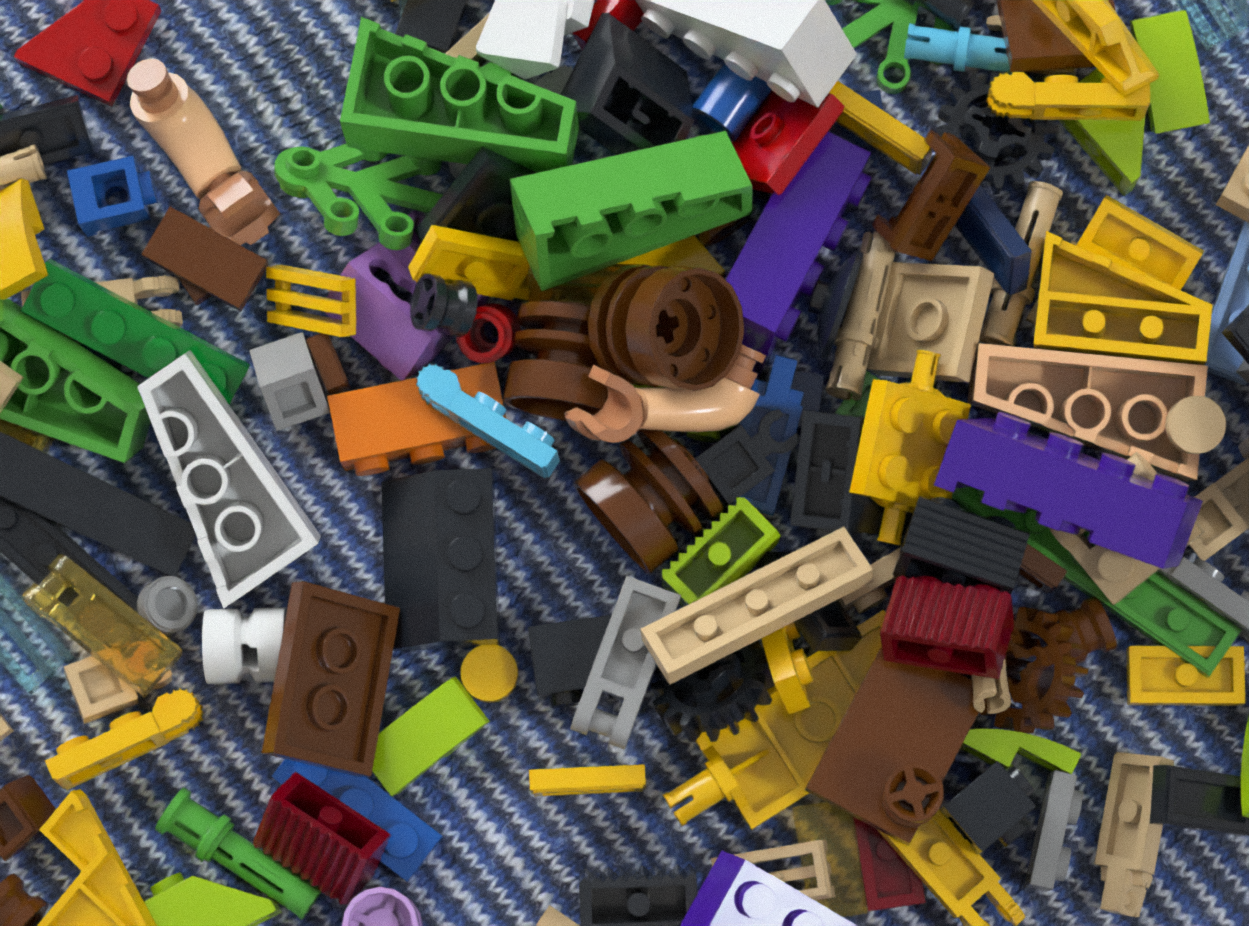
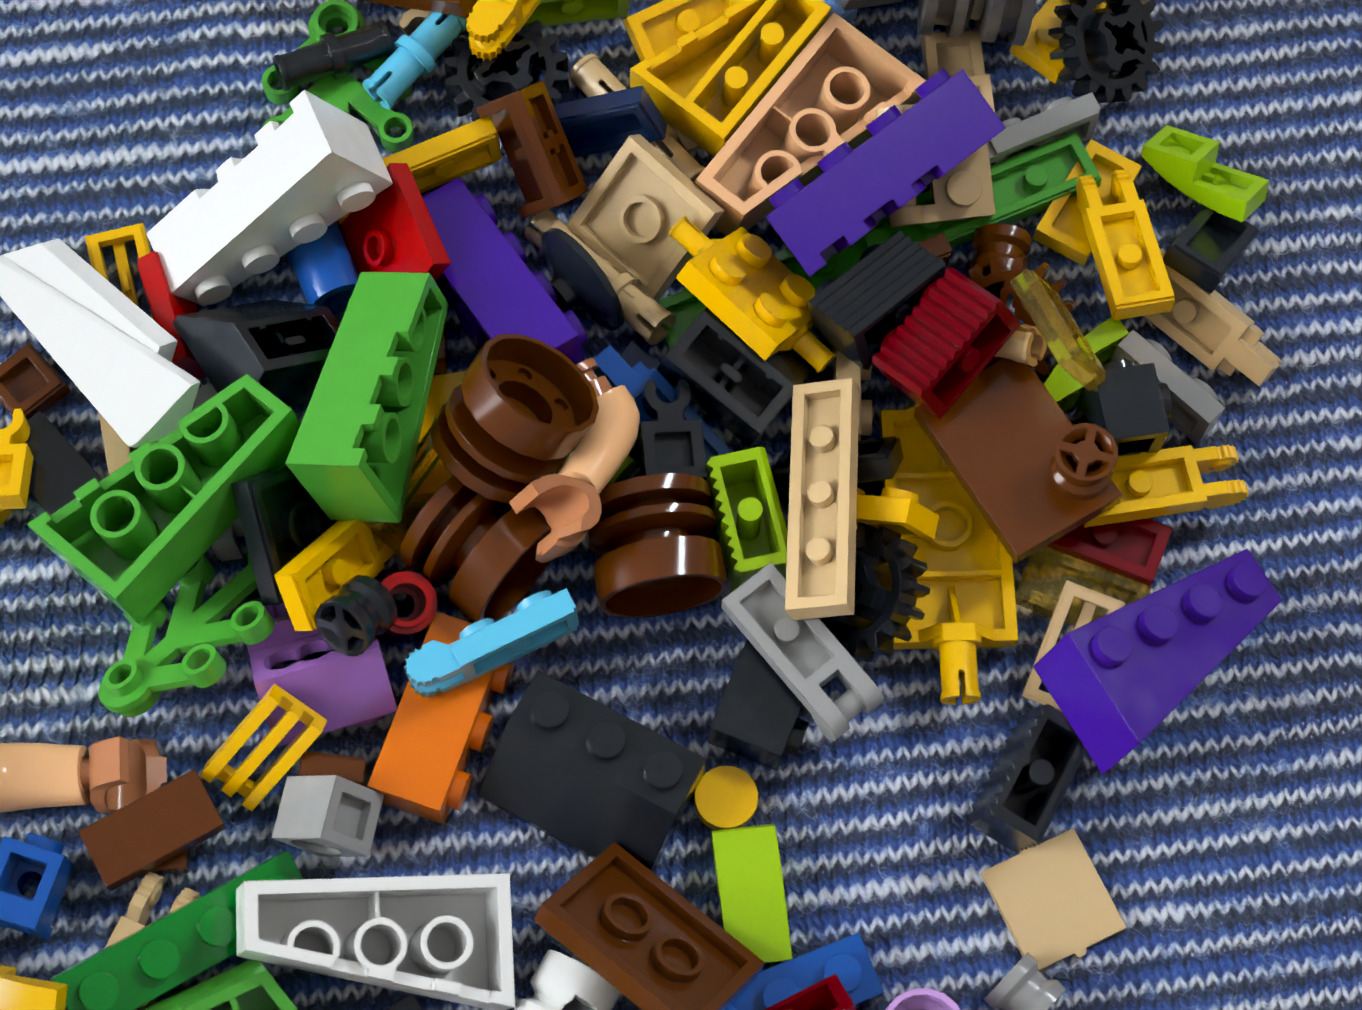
camera: 65 degrees left, 10 degrees down
(587, 780) = (885, 763): yellow tile -> none
(1014, 712) = (1059, 329): none -> clear yellow tile
(1144, 729) = (1124, 248): none -> yellow hinge
(1195, 424) = (881, 49): tan tile -> none

